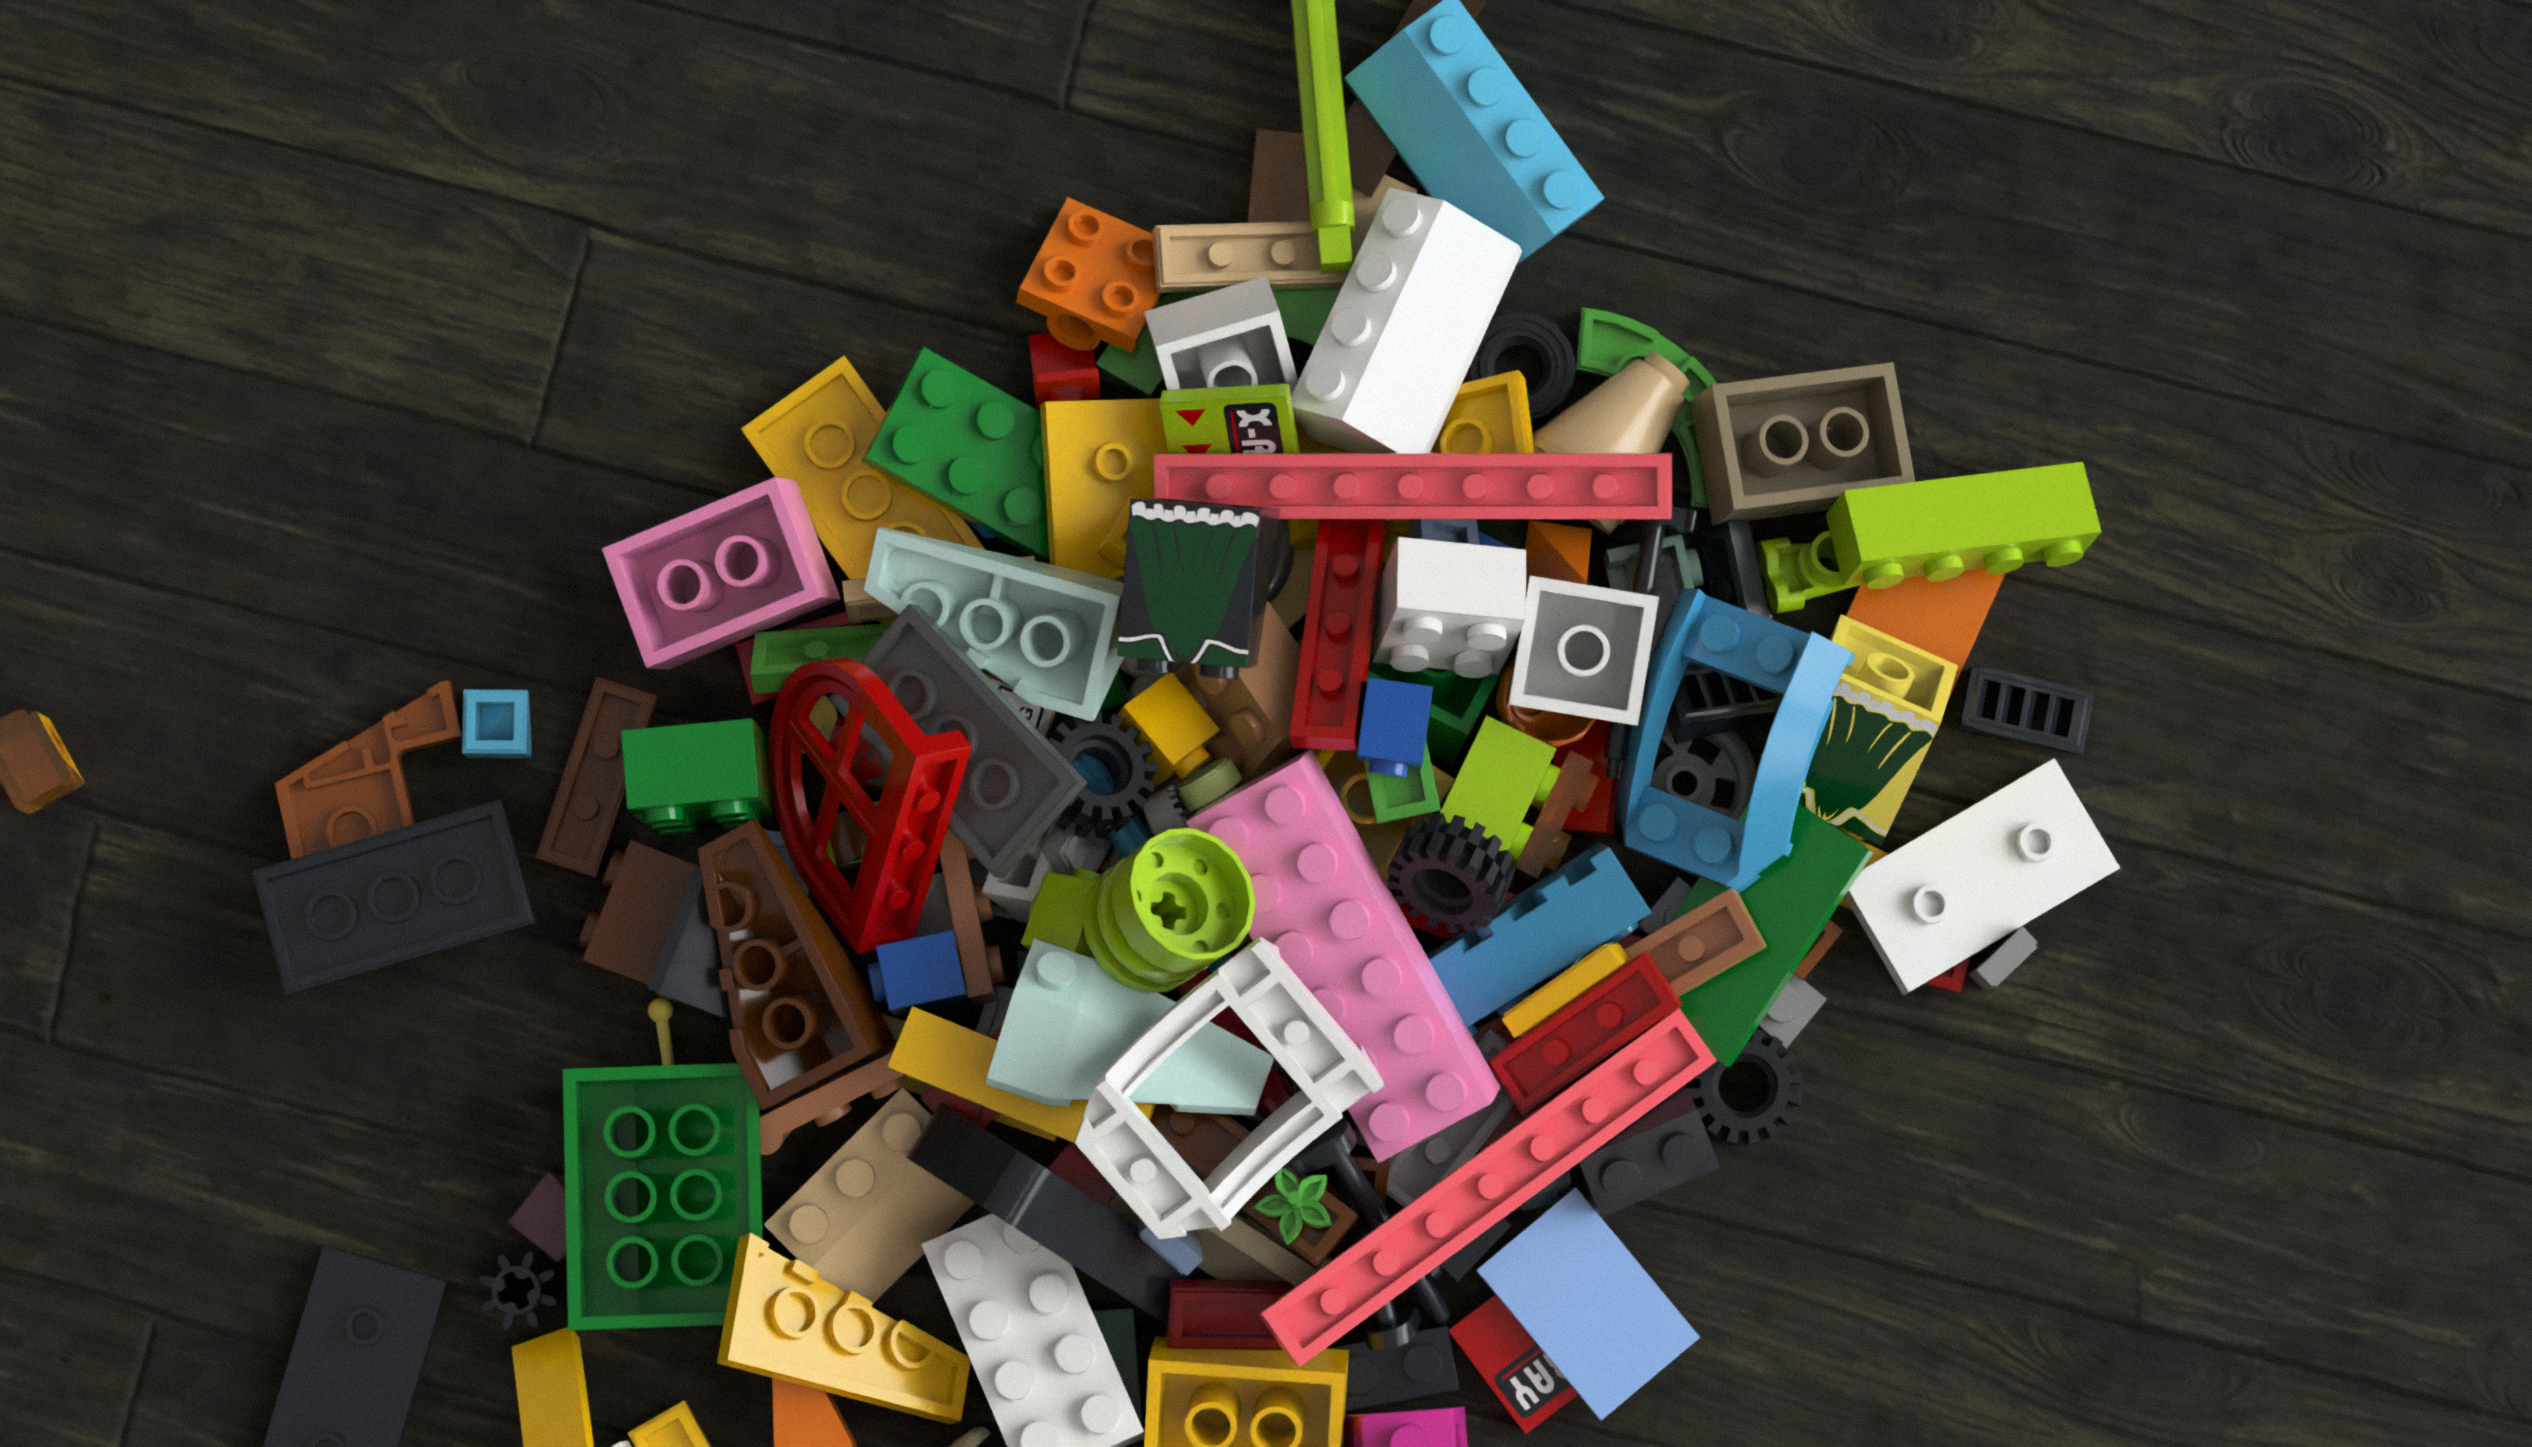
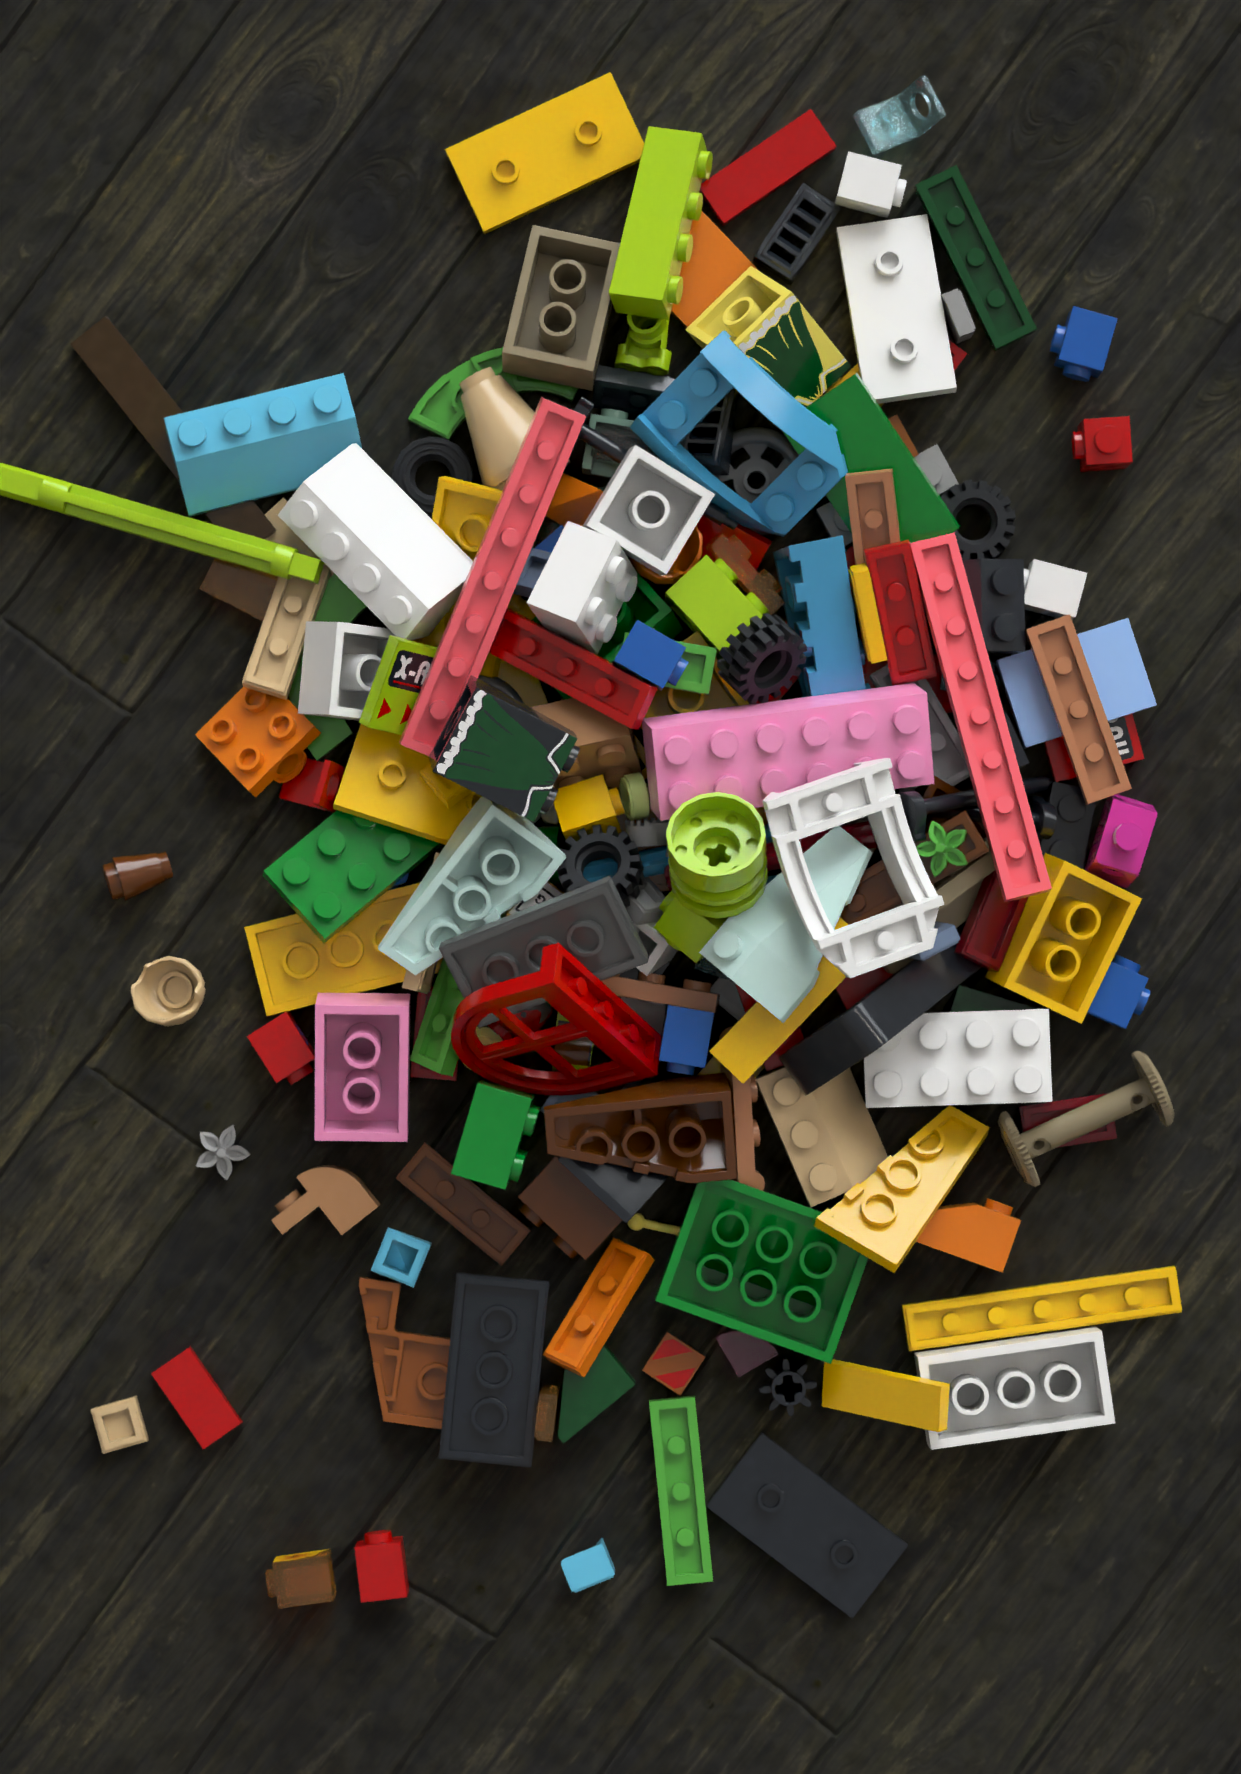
camera: 65 degrees left, 5 degrees up
(84, 856) = (381, 1567): none -> red brick
(143, 450) = (119, 1424): none -> tan tile
(185, 1123) = (588, 1567): none -> medium azure slope
(215, 534) = (196, 1397): none -> red tile
(330, 1205) = (681, 1490): none -> bright green plate
(363, 987) = (546, 1413): none -> clear orange tile
(422, 1032) = (590, 1395): none -> dark green slope
(494, 1131) = (673, 1363): none -> dark orange tile
(528, 1002) = (598, 1307): none -> orange tile
(545, 441) = (221, 1151): none -> light grey plant
(548, 603) = (333, 1189): none -> medium nougat brick
(707, 465) = (284, 1049): none -> red brick
(723, 291) = (168, 991): none -> tan hair
(859, 193) = (136, 873): none -> reddish brown cone
(1552, 1317) = (1078, 709): none -> nougat plate
(1697, 1223) = (1052, 589): none -> white brick
(1914, 1214) = (1103, 444): none -> red brick
(1996, 349) = (546, 153): none -> yellow plate
(2034, 1137) = (1083, 343): none -> blue brick
(2088, 953) = (975, 258): none -> dark green plate
(2095, 638) = (767, 167): none -> red tile
(2126, 778) = (870, 185): none -> white brick
(2228, 781) = (898, 119): none -> clear light blue bracket

